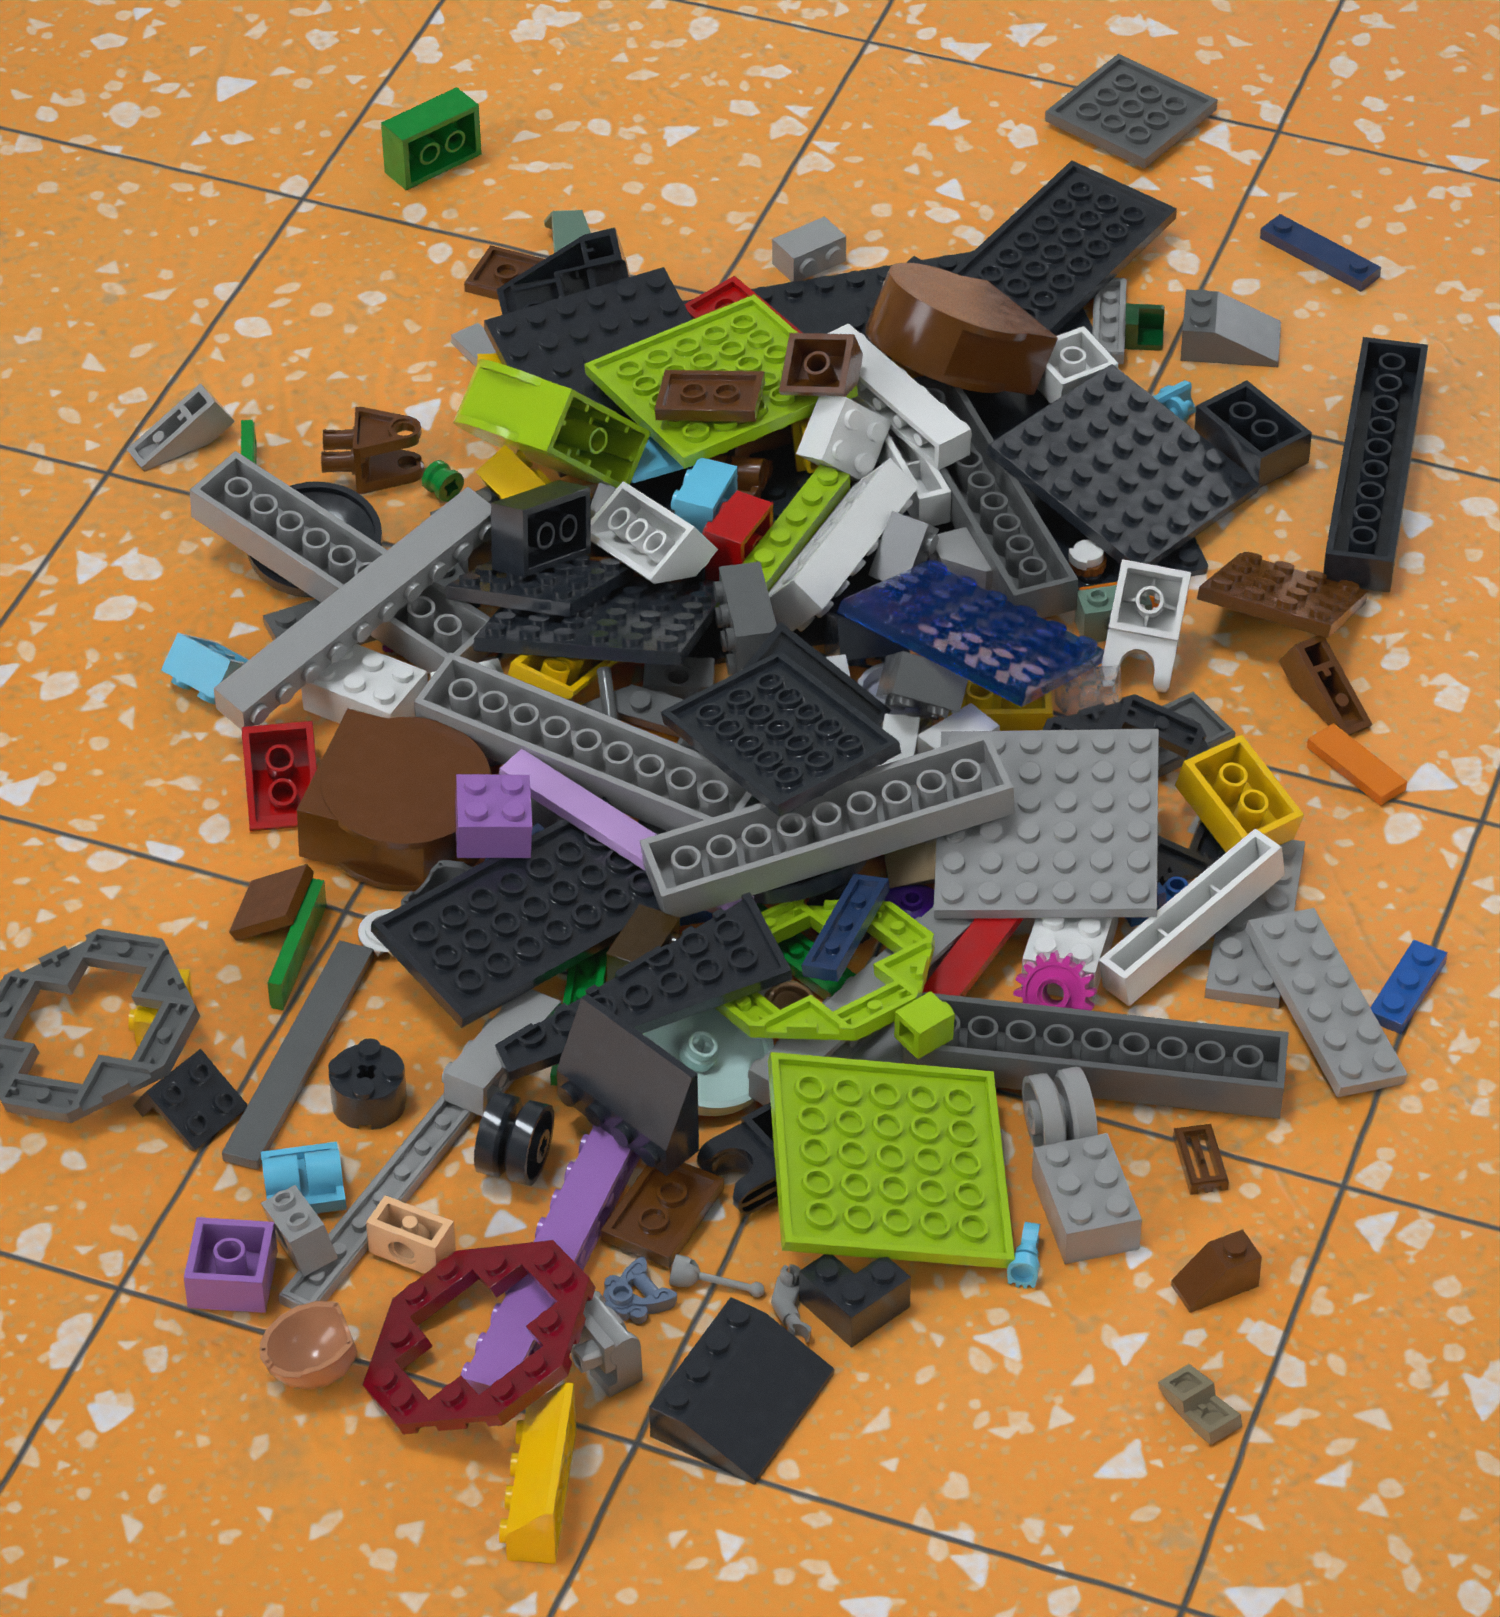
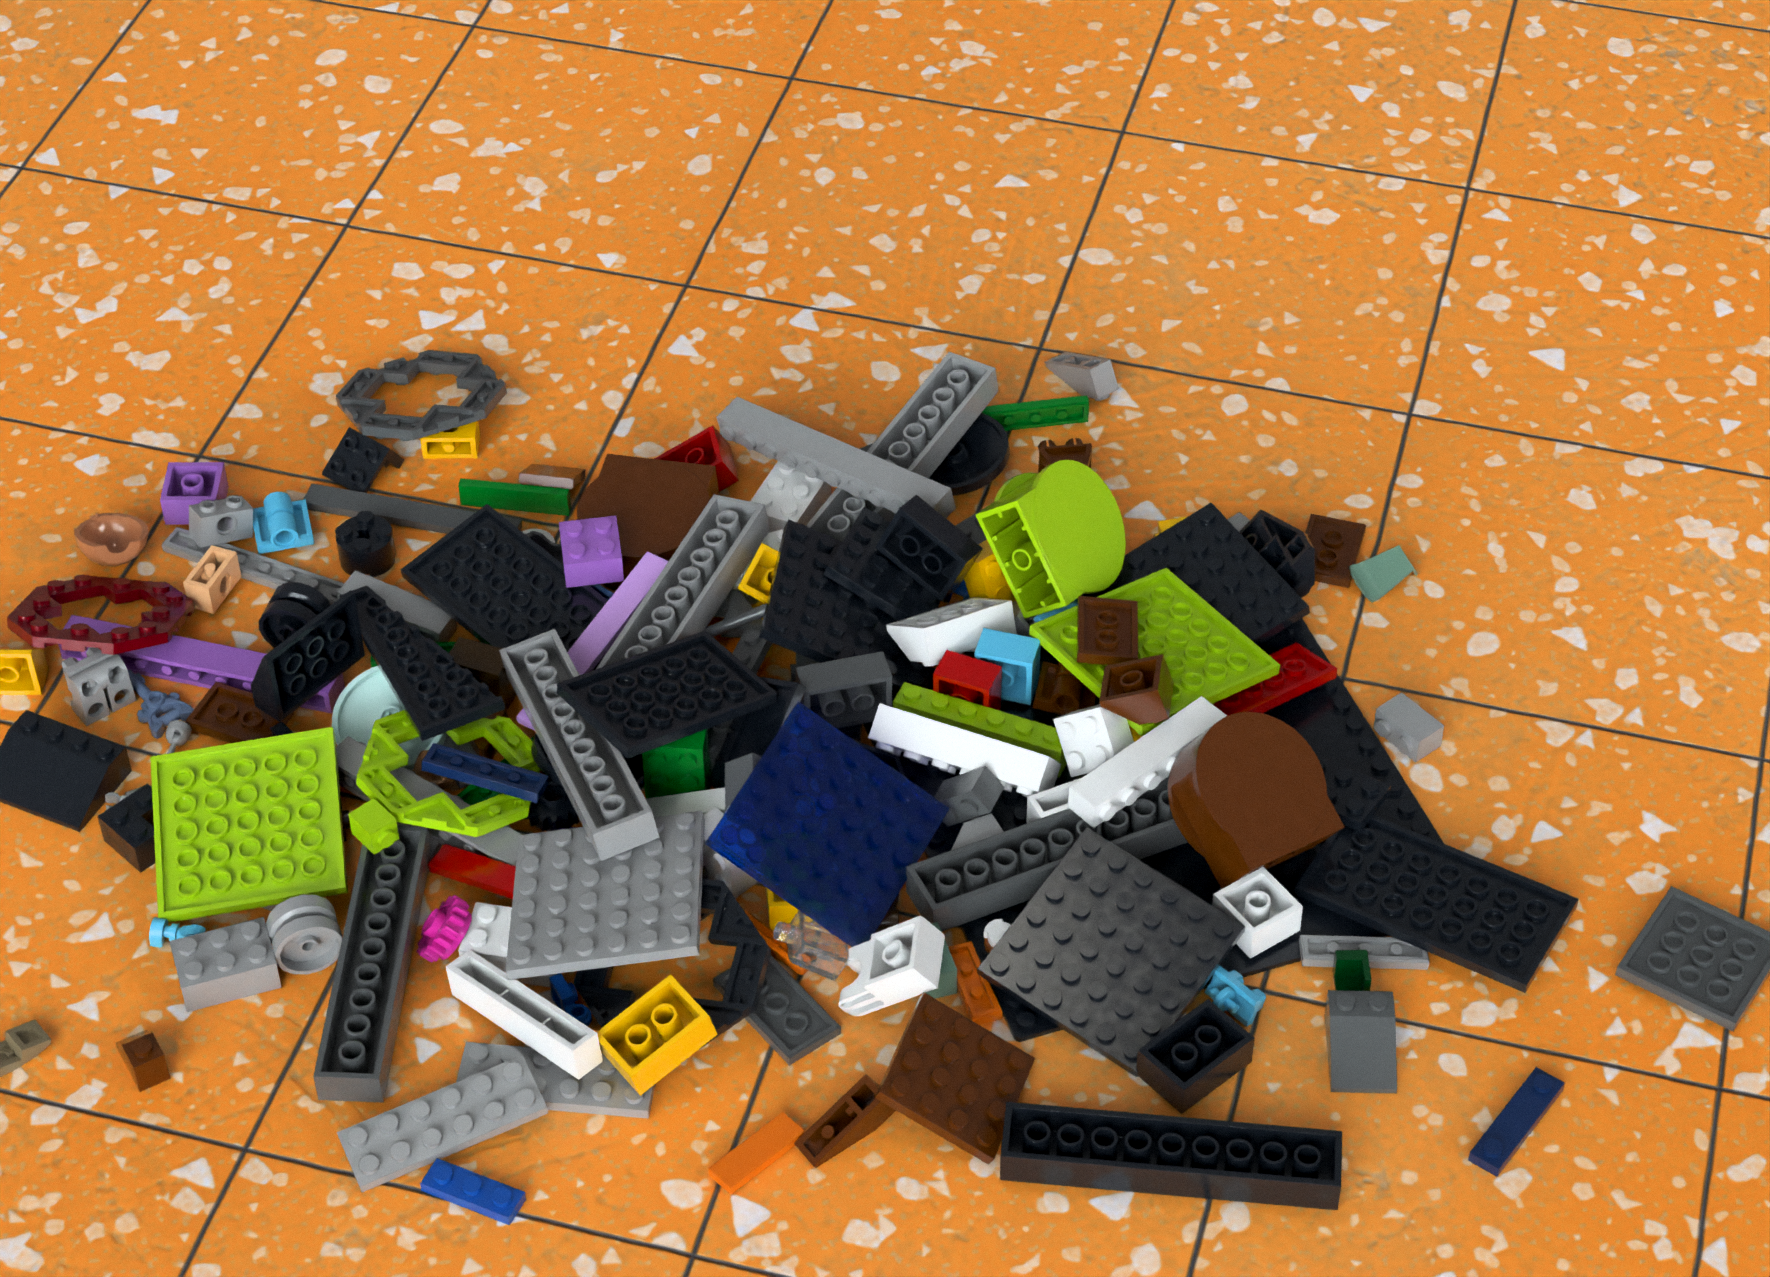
camera: 85 degrees right, 0 degrees up
(200, 664) = (815, 410): medium azure slope -> none
(431, 138) = (1485, 465): green brick -> none
(1206, 1181) = (277, 1051): reddish brown tile -> none

